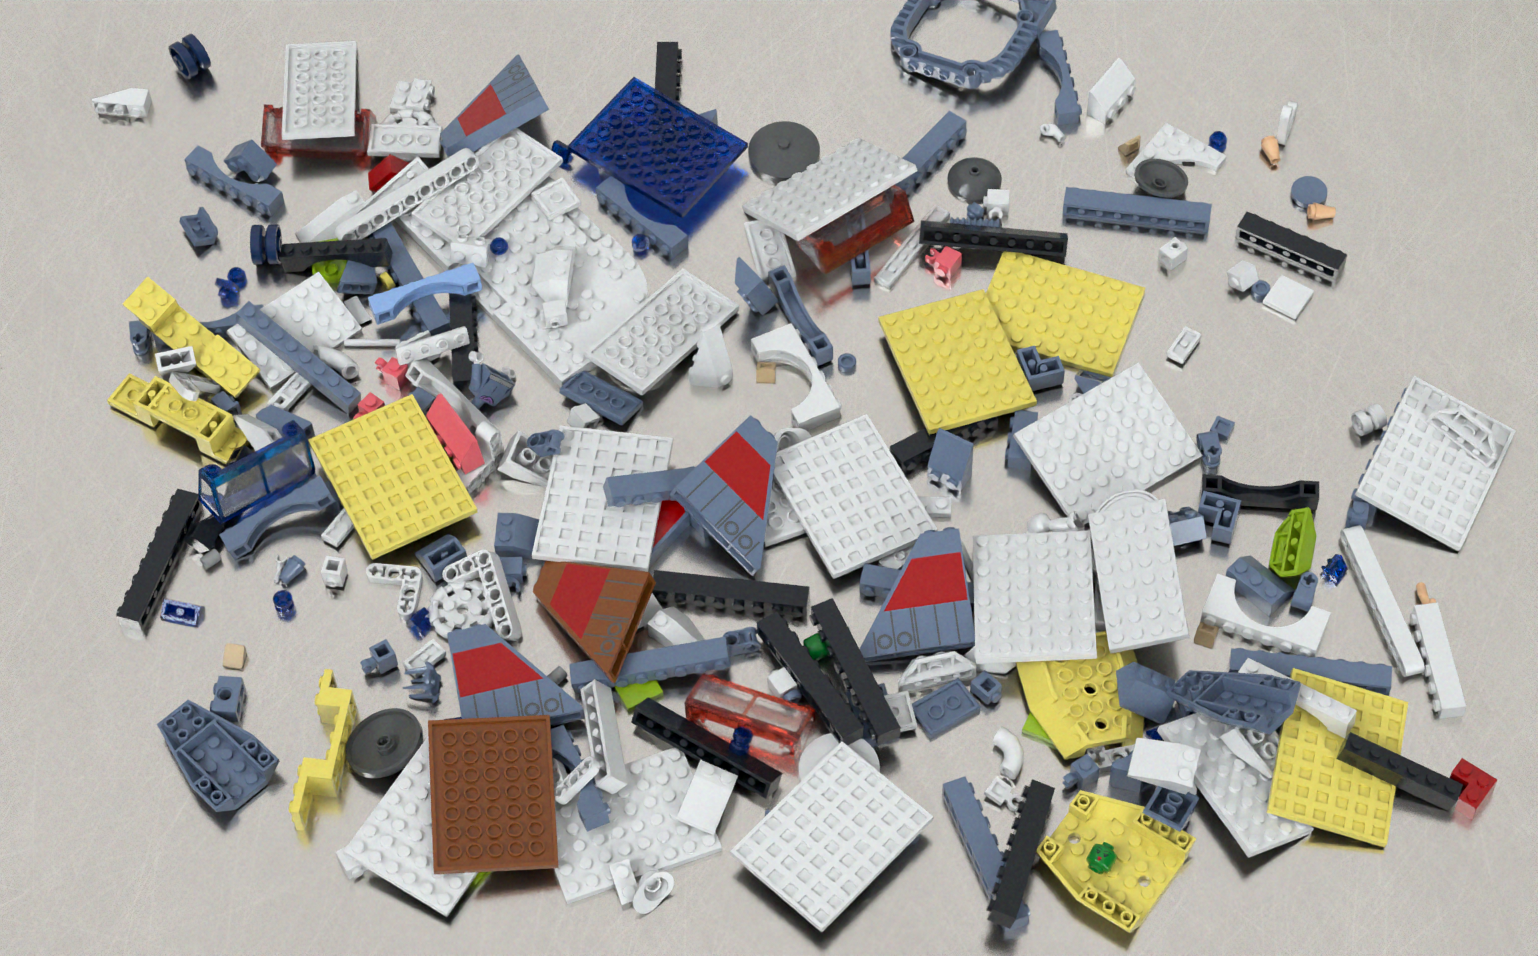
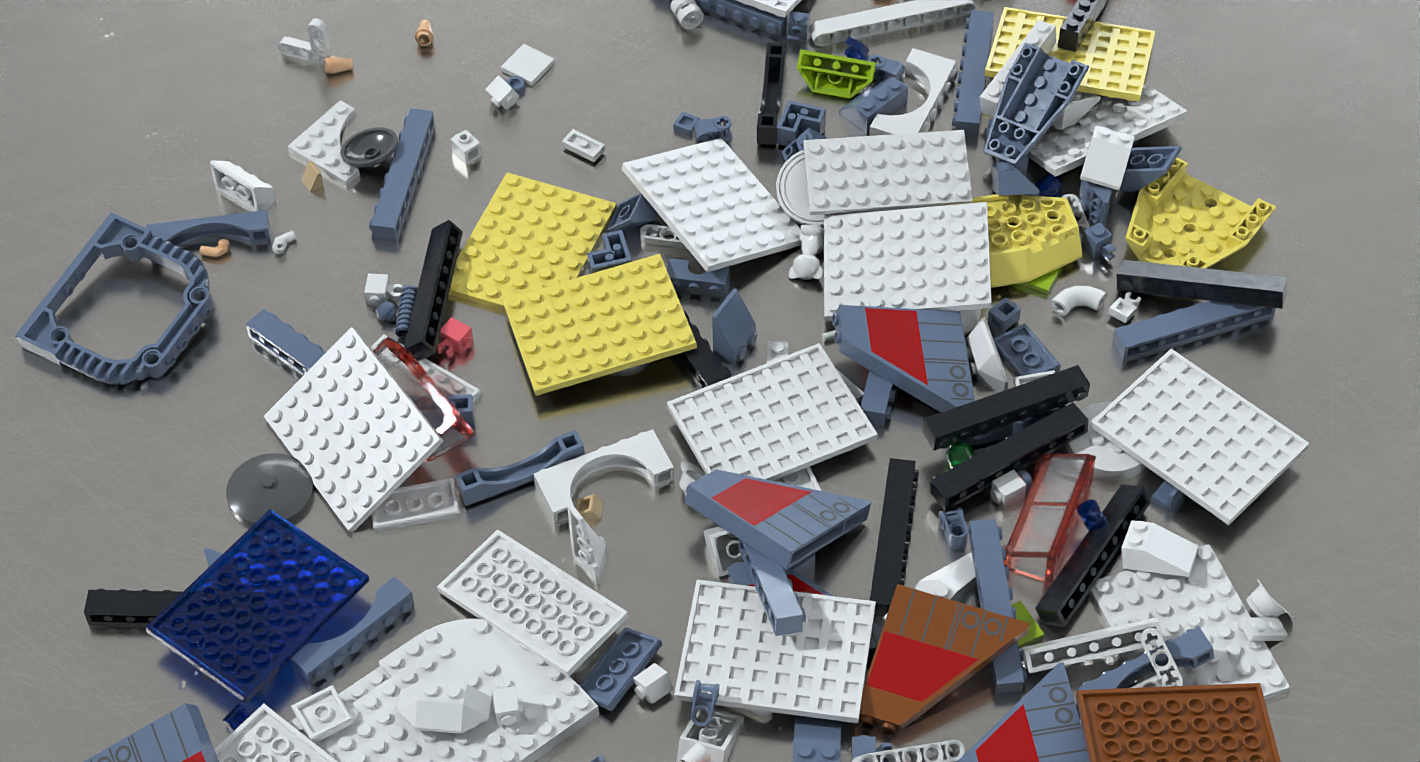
camera: 90 degrees left, 5 degrees down
(557, 675) = (1003, 704): light grey hinge -> none
(640, 242) = (391, 632): clear blue plate -> none
(753, 289) = (487, 501): sand blue slope -> none
(846, 362) = (584, 431): sand blue tile -> none
(970, 185) = (336, 312): dark grey dish -> none
(1040, 87) = (215, 252): none -> light nougat arm
(1101, 858) = (1198, 224): green head -> none
(1218, 139) = (316, 106): clear blue plate -> none
(1291, 245) = (465, 56): black brick -> none
(1308, 190) = (396, 41): sand blue tile -> none

